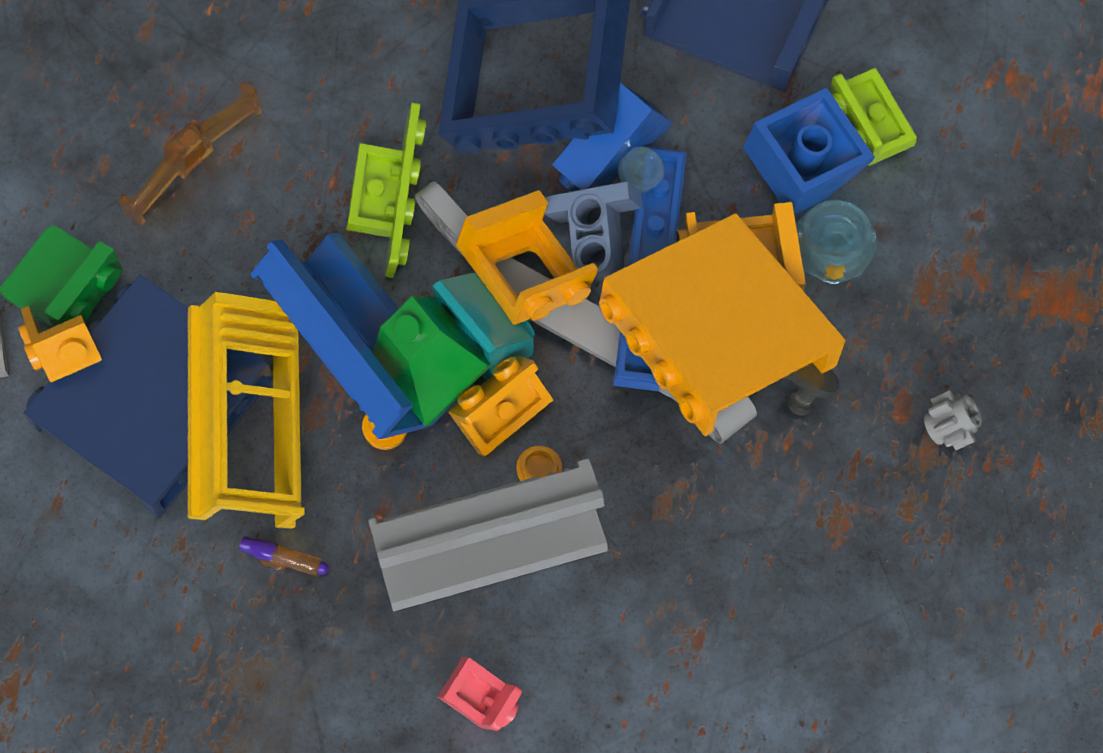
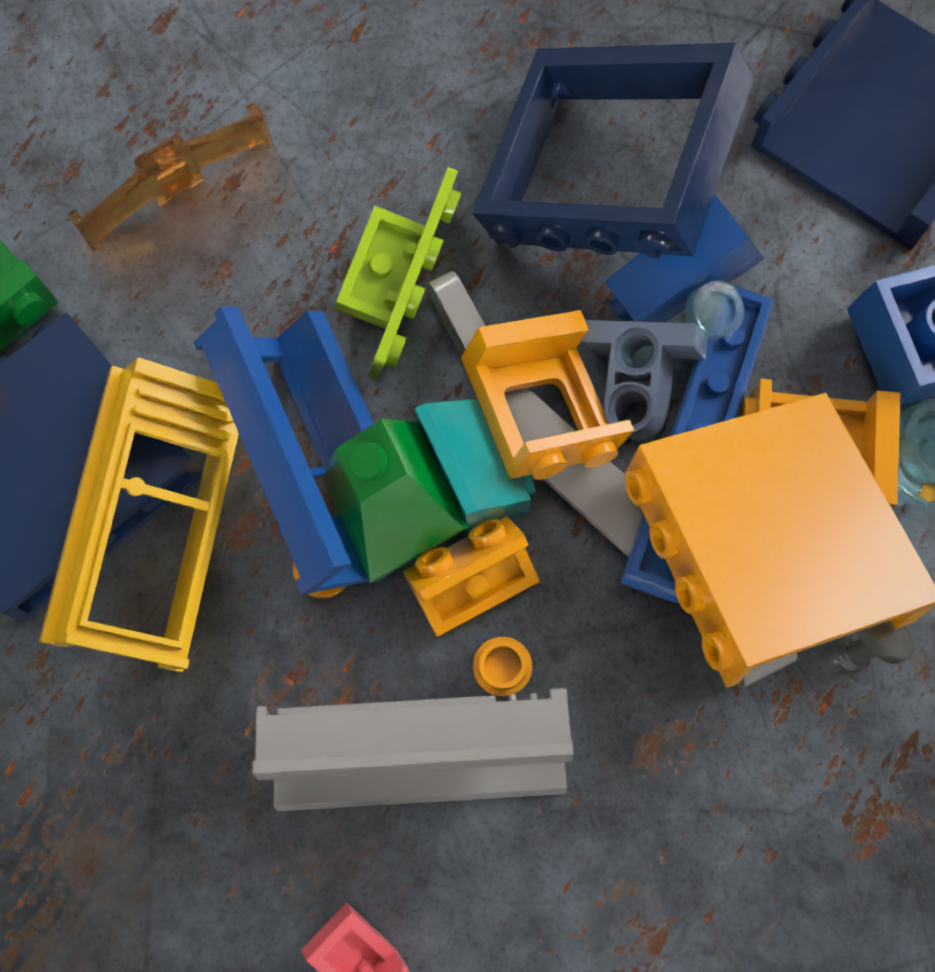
camera: 15 degrees right, 5 degrees up
(282, 557) = (154, 709): piece -> none

